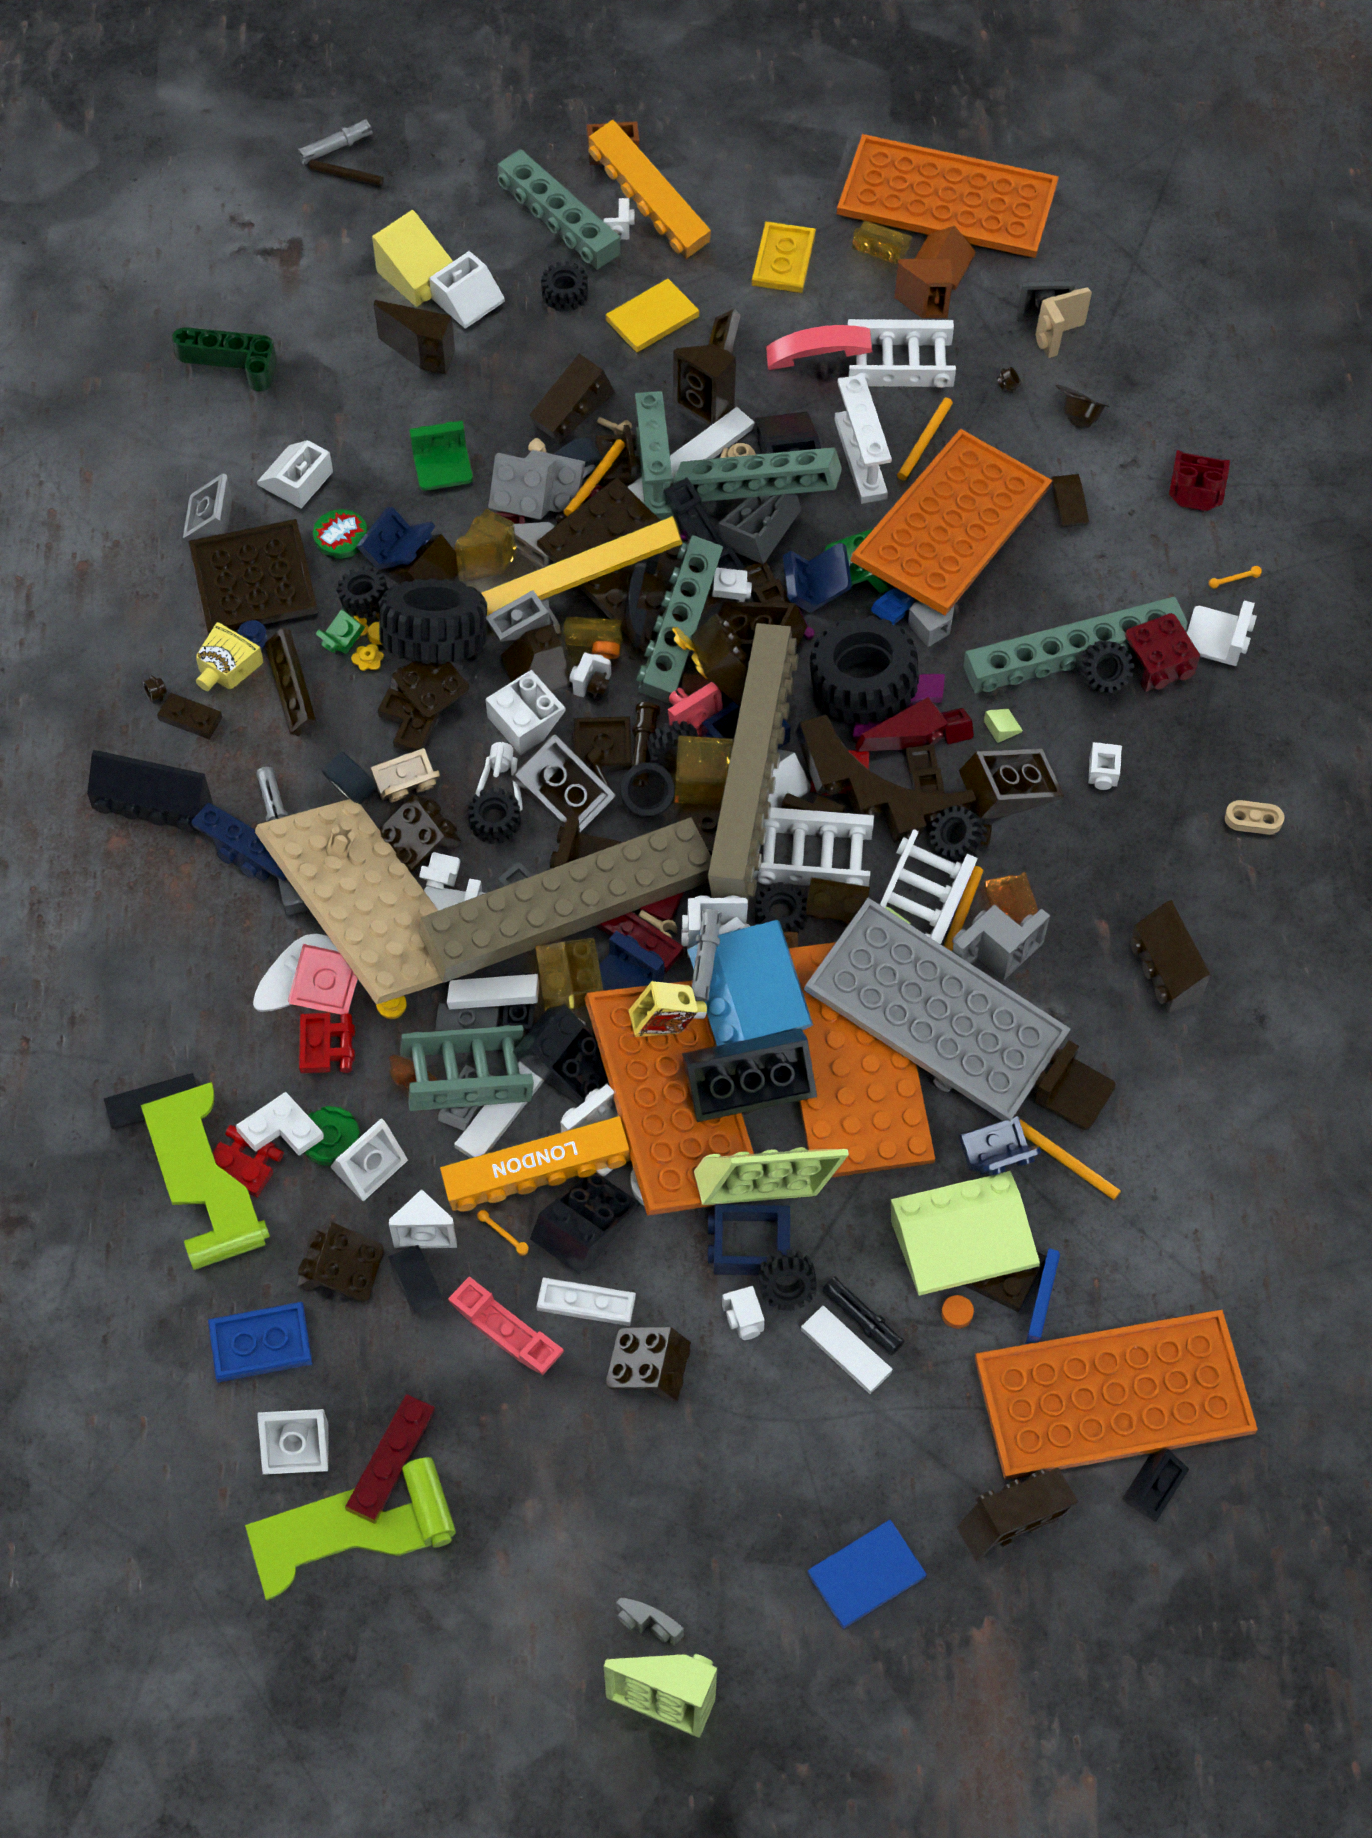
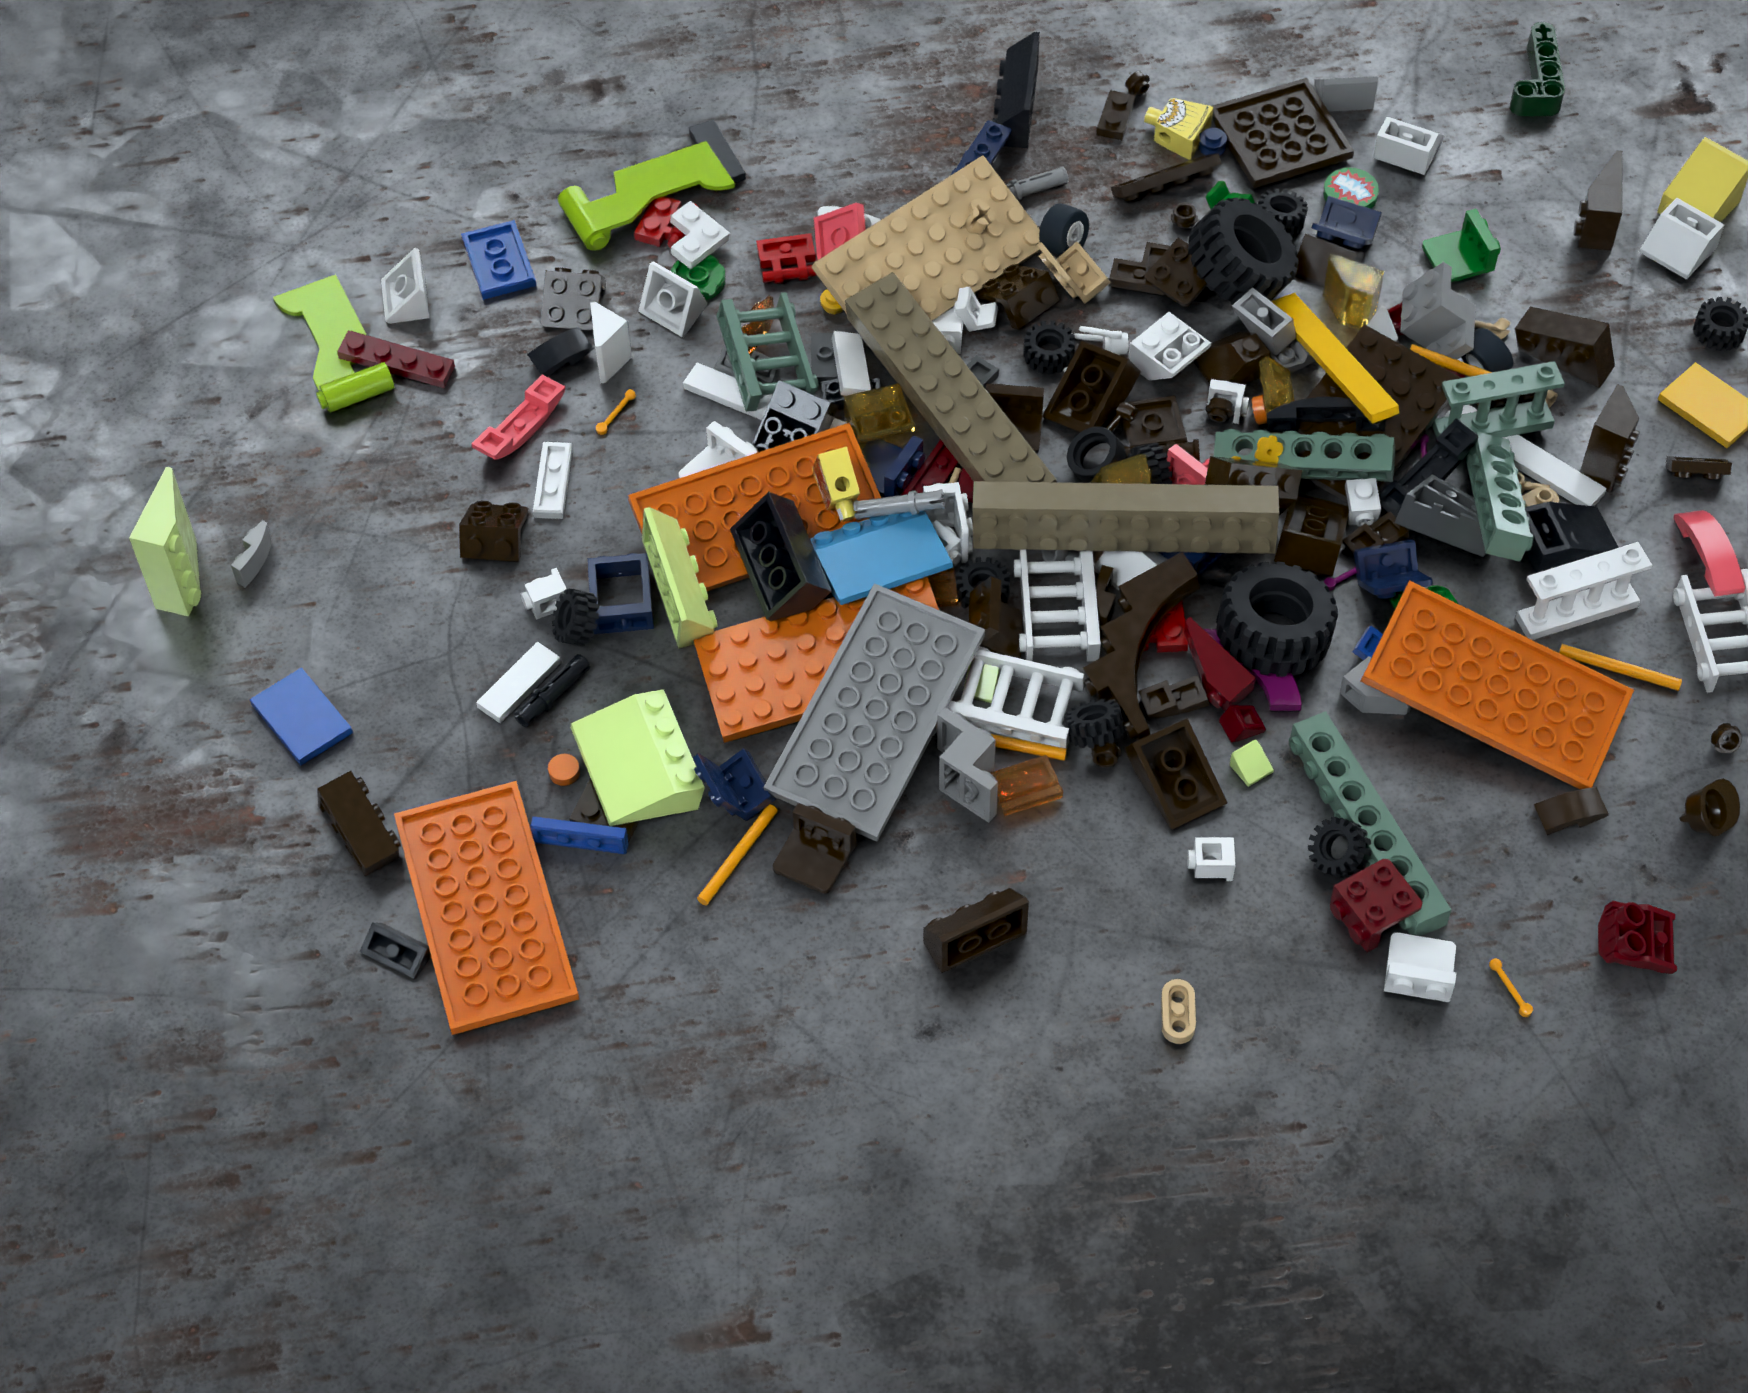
camera: 85 degrees right, 5 degrees down
(343, 669) = (1184, 215): none -> dark brown plate
(535, 1164) = (674, 412): light orange brick -> none
(583, 1221) = (627, 461): black slope -> none

